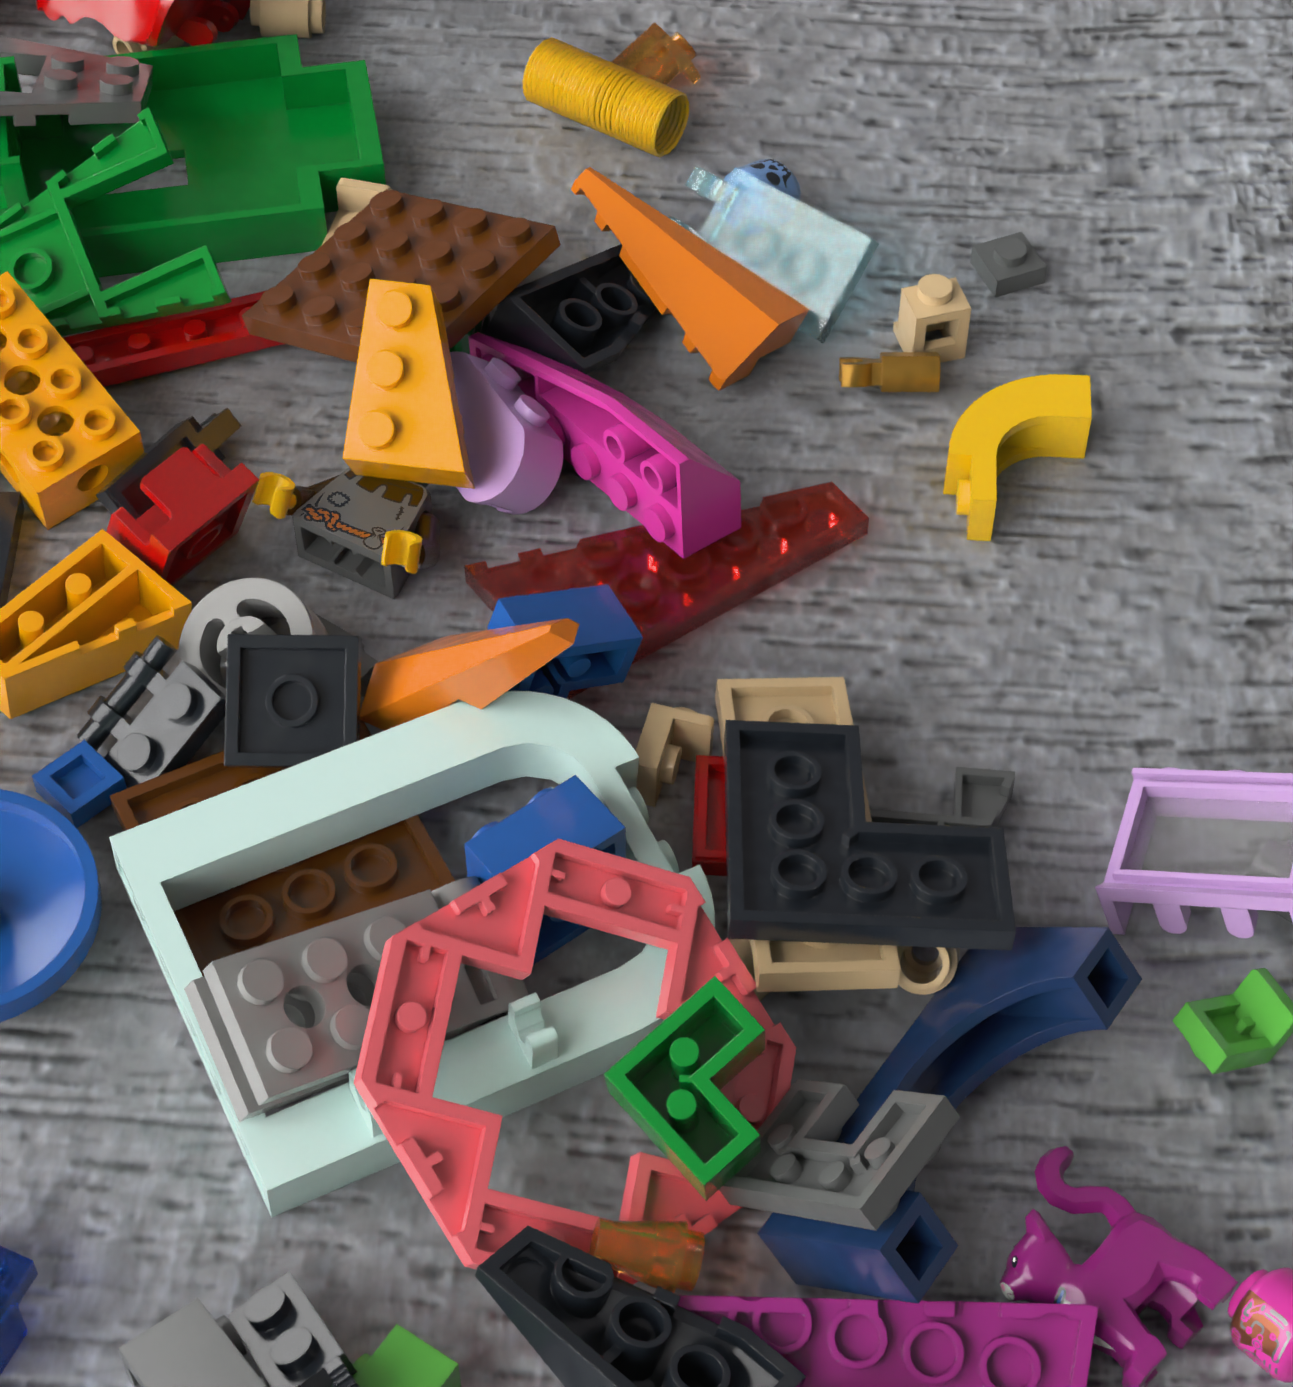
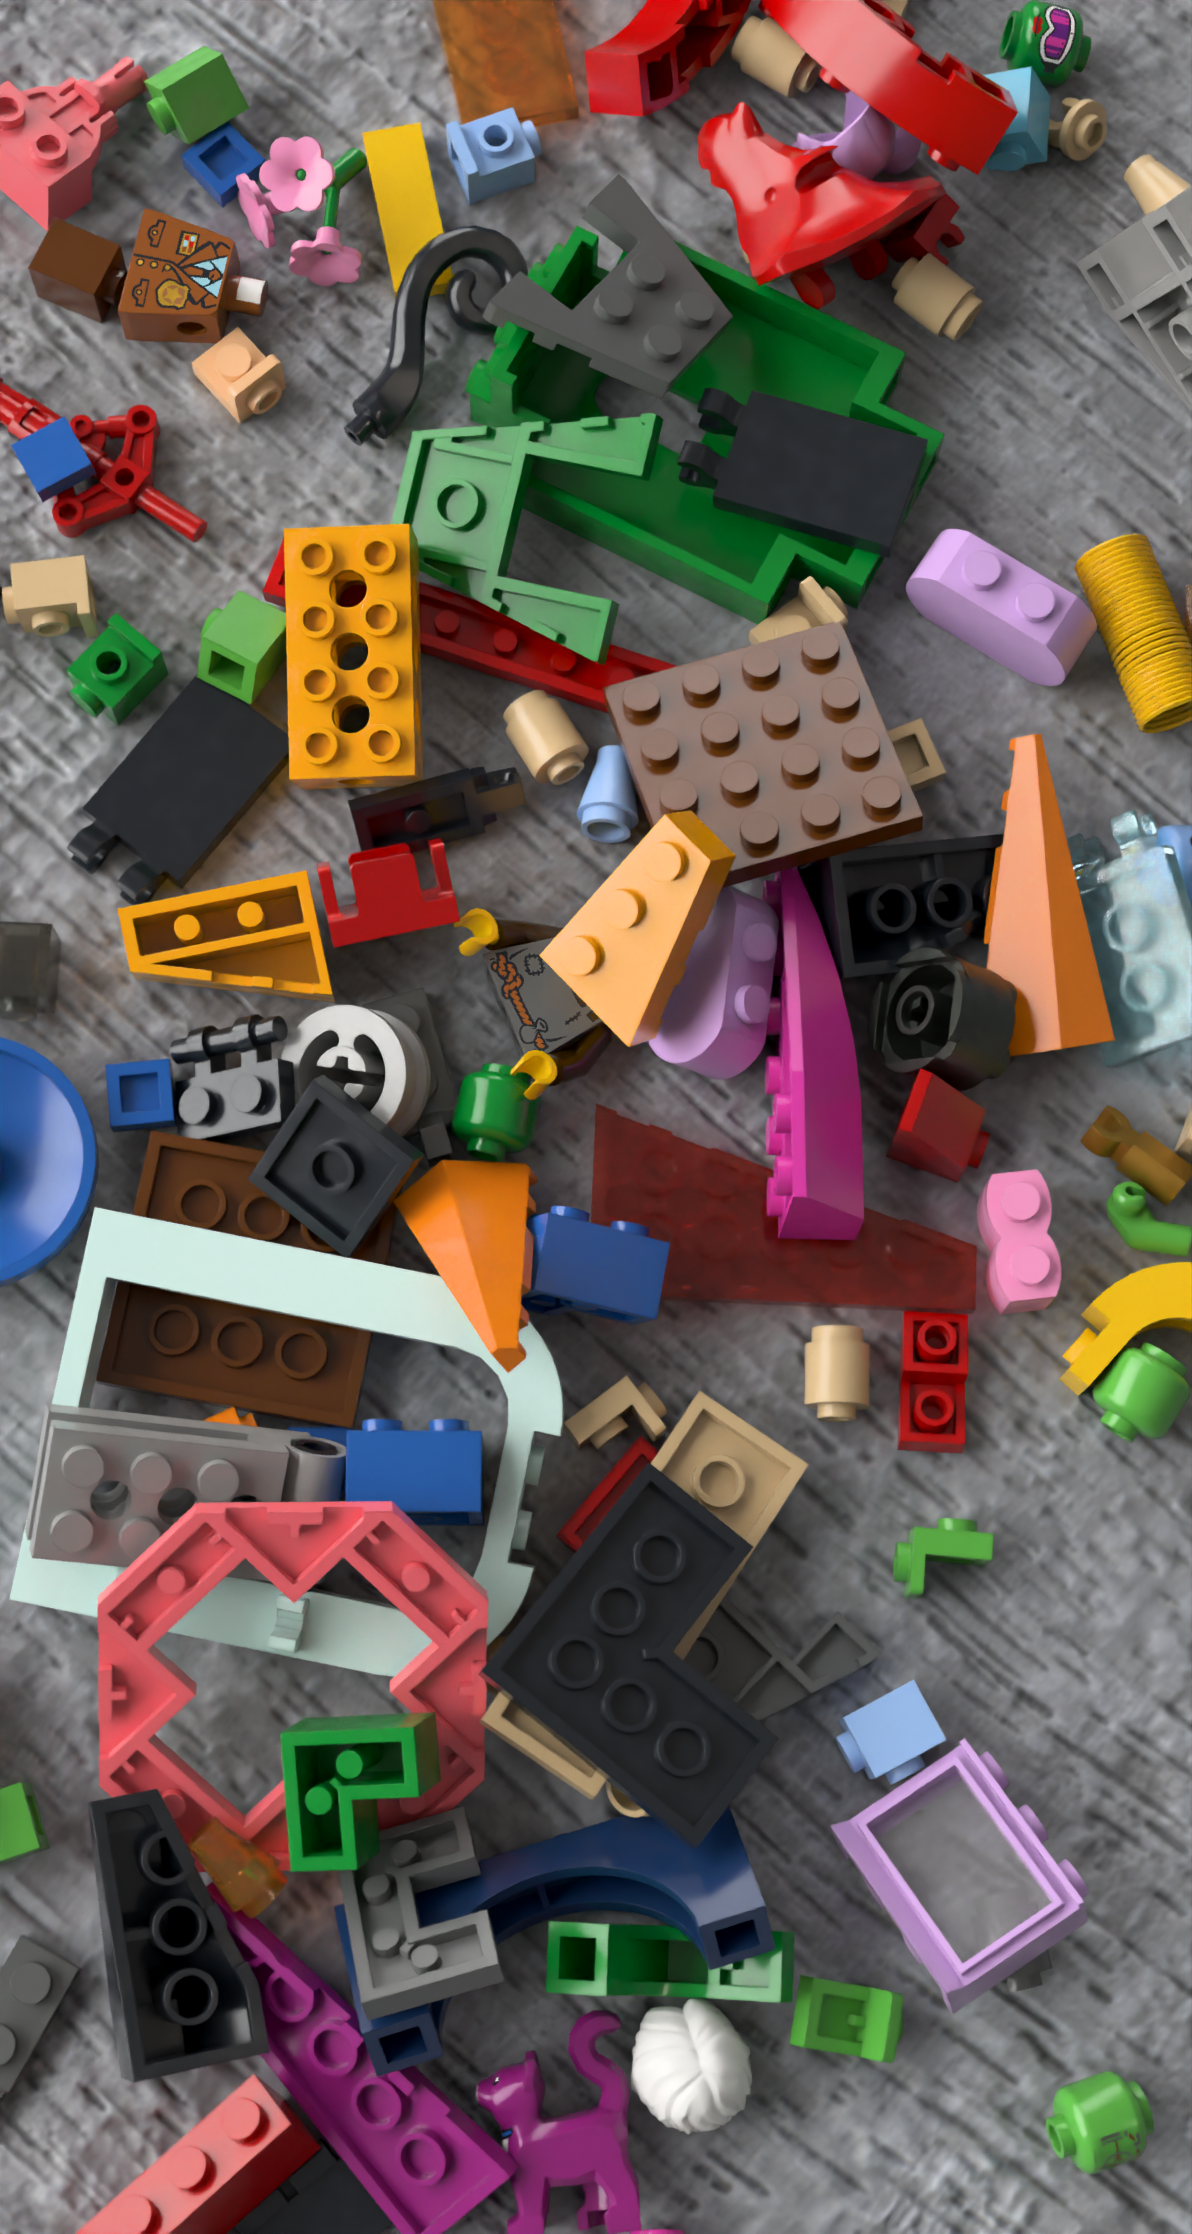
camera: 35 degrees right, 25 degrees up
(221, 382) = (545, 738): none -> tan brick
(280, 123) = (806, 469): none -> black tile
(306, 392) = (609, 801): none -> light blue cone
(389, 614) = (495, 1113): none -> green head
(493, 129) = (1001, 607): none -> lavender brick
(679, 356) = (943, 1019): none -> pearl dark grey brick
(735, 423) = (939, 1129): none -> red slope
(806, 619) = (837, 1372): none -> tan brick
(863, 460) = (1023, 1260): none -> bright pink brick
(876, 588) = (932, 1382): none -> red slope
(930, 414) = (1139, 1228): none -> bright green arm
(991, 675) = (951, 1542): none -> bright green bracket
(1035, 491) = (1141, 1392): none -> bright green head
(1059, 1089) = (659, 1962): none -> green arch
(1074, 814) = (890, 1734): none -> light blue brick
(1155, 1148) = (690, 2066): none -> white hair

